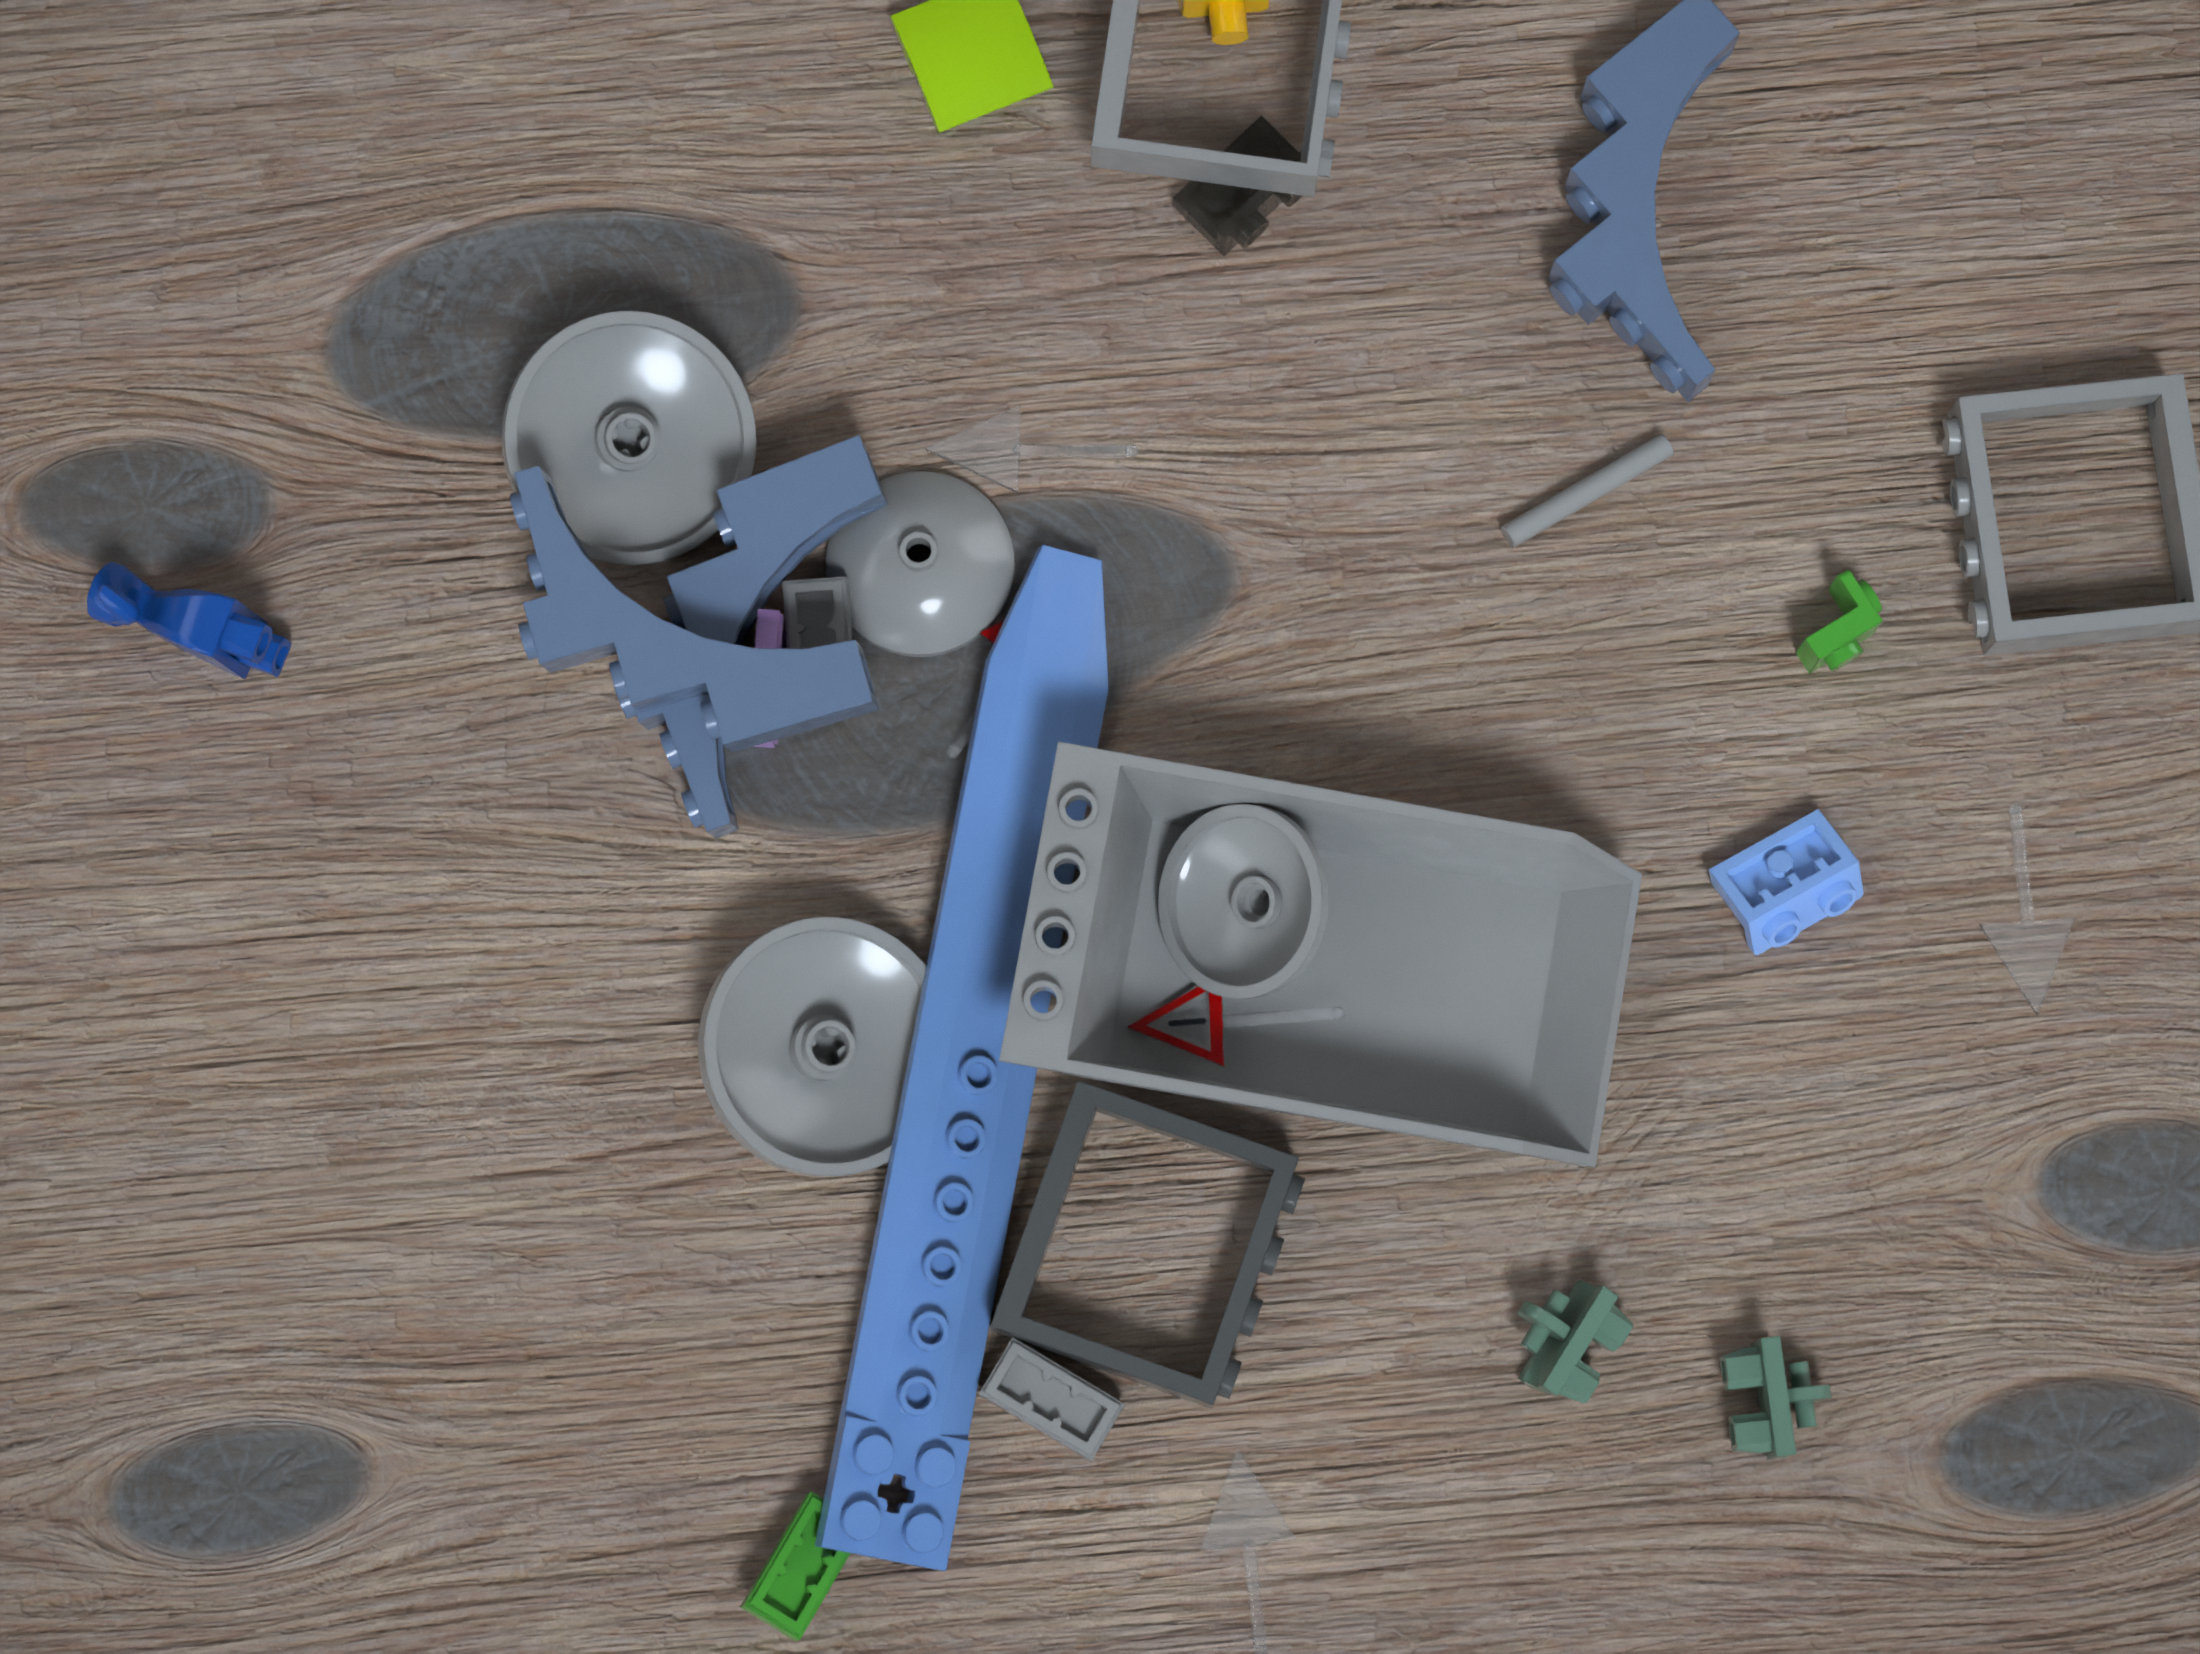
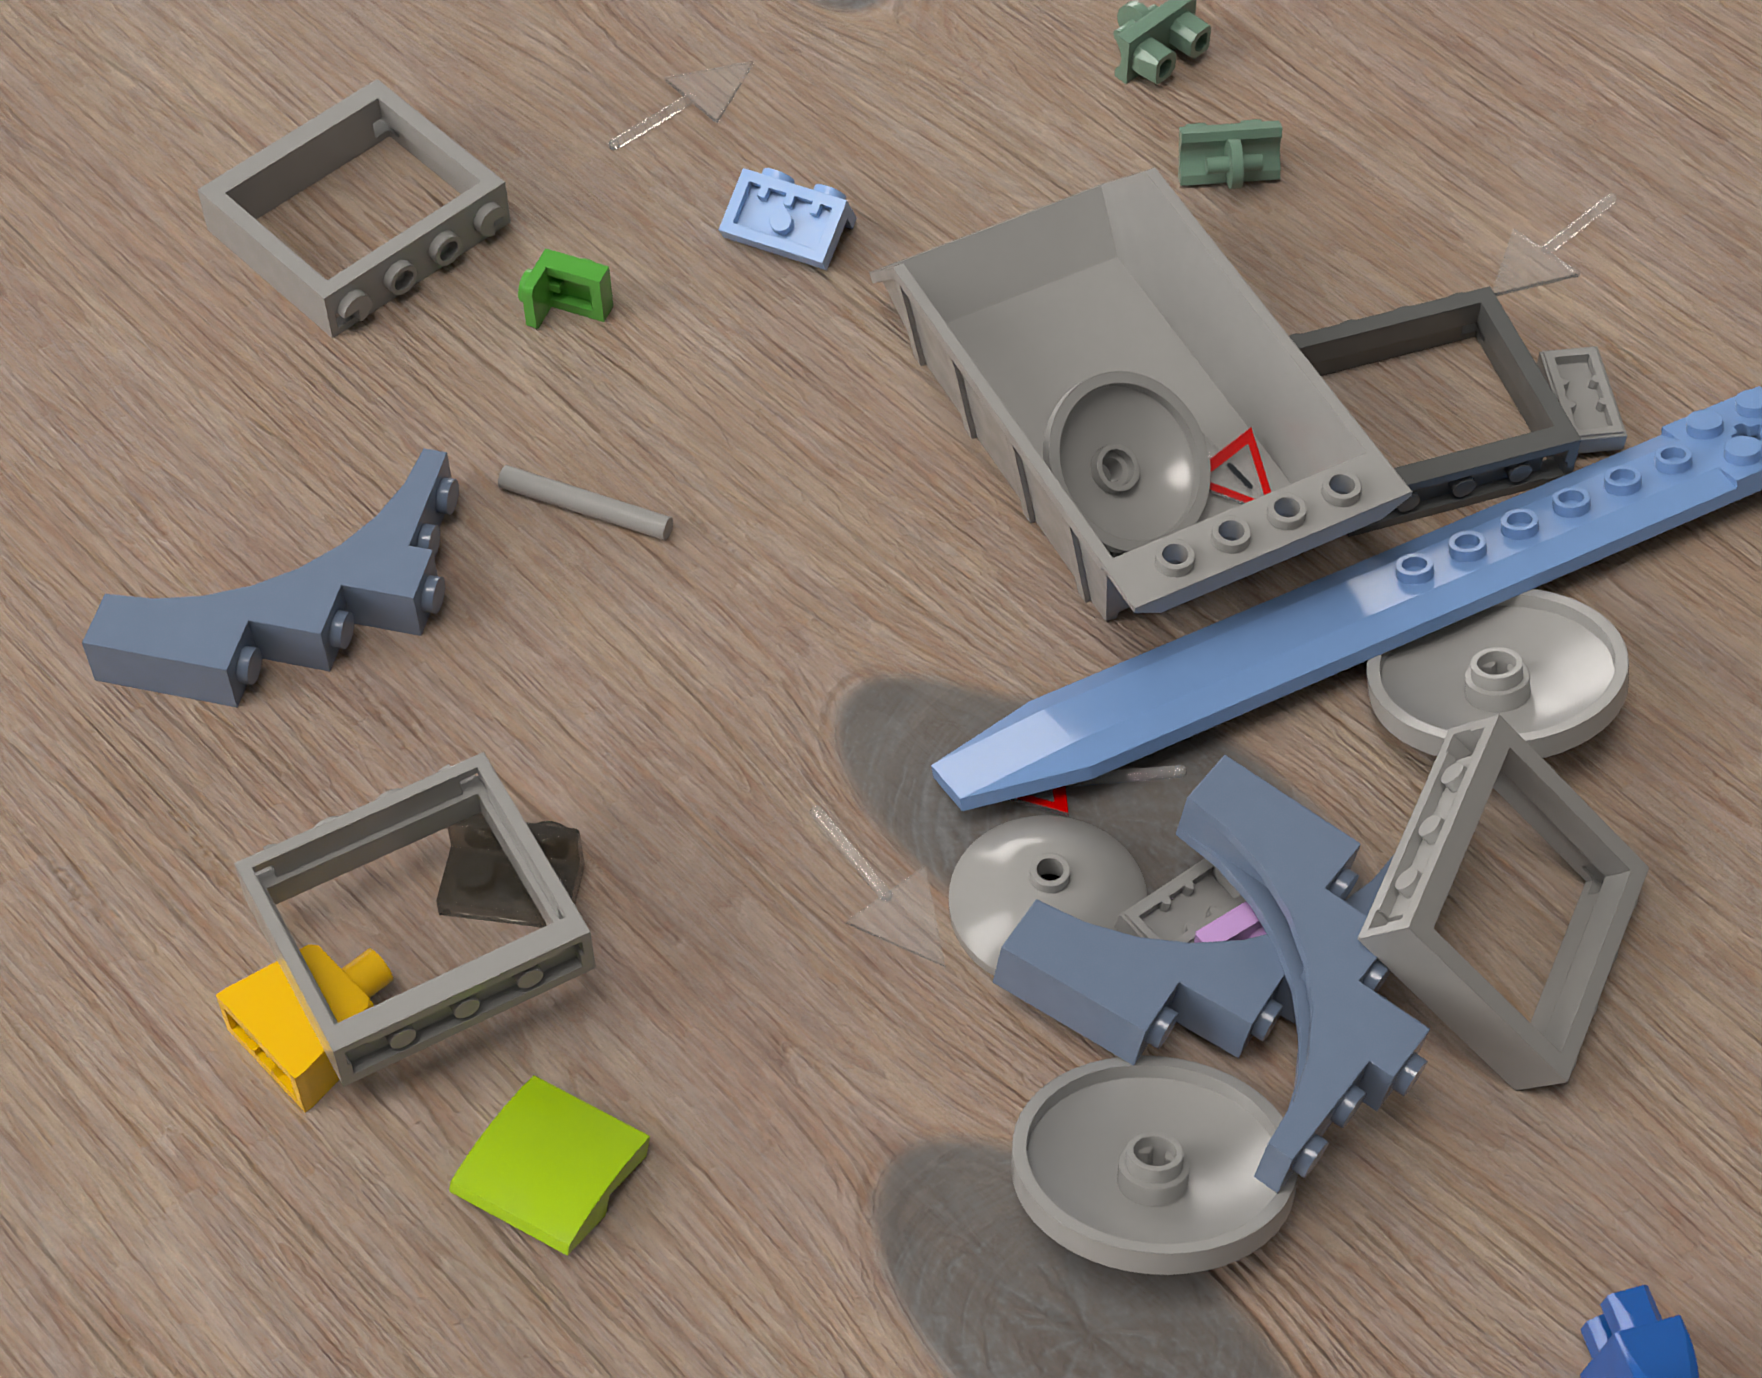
camera: 125 degrees left, 25 degrees down
(674, 799) = (1422, 872): none -> light grey window

